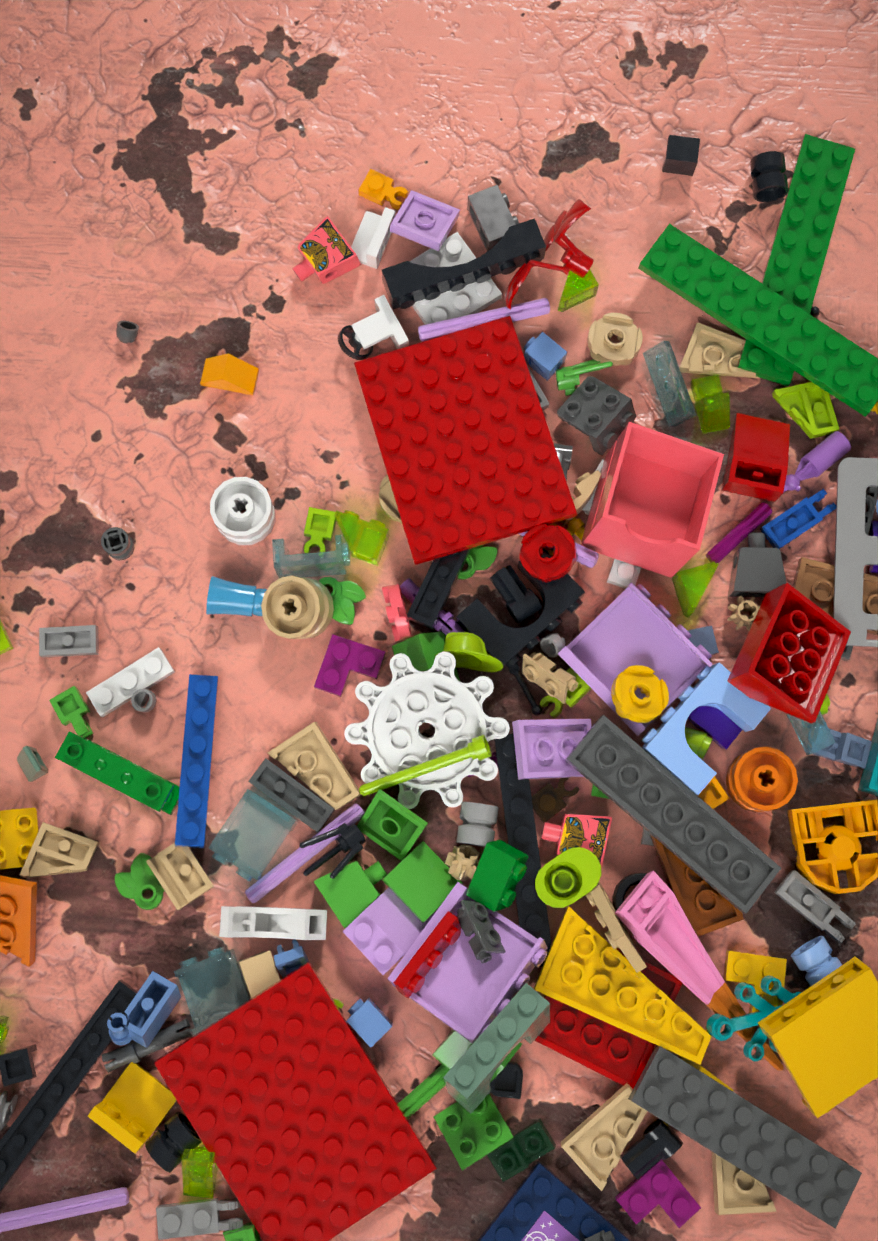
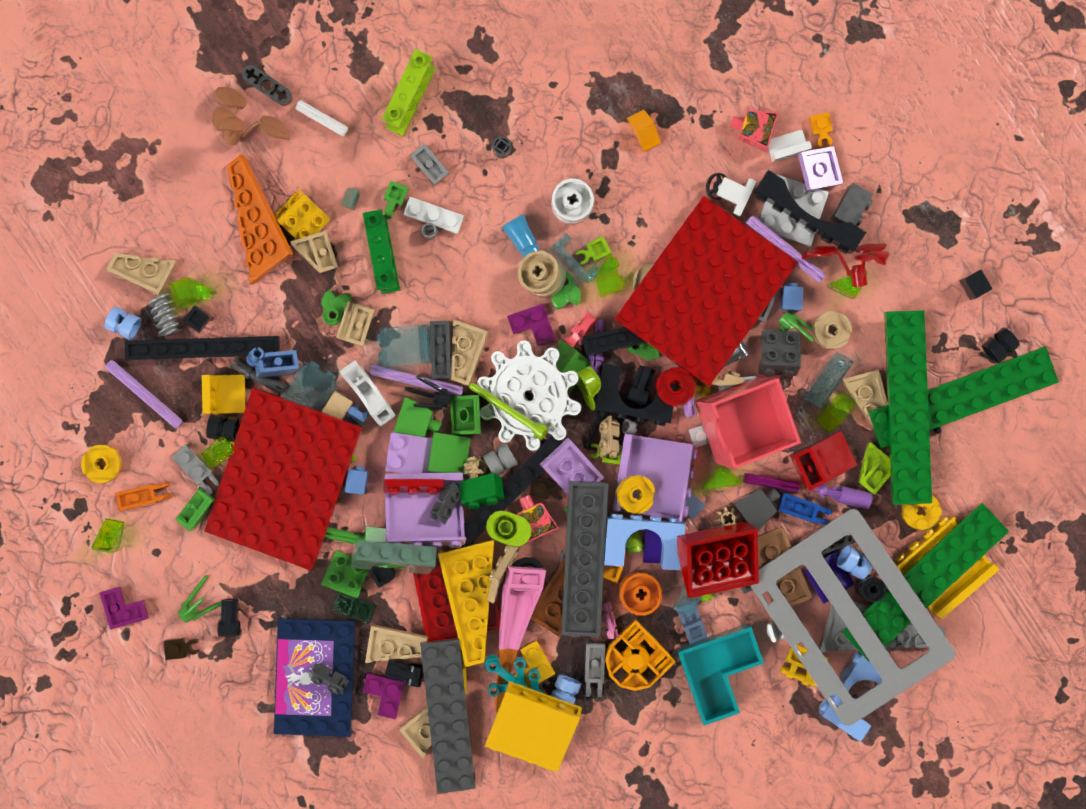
camera: 55 degrees right, 10 degrees up
(127, 331) = (625, 53): dark grey hinge -> none
(196, 761) = (420, 284): blue plate -> none
(768, 842) = (609, 620): none -> bright pink axle

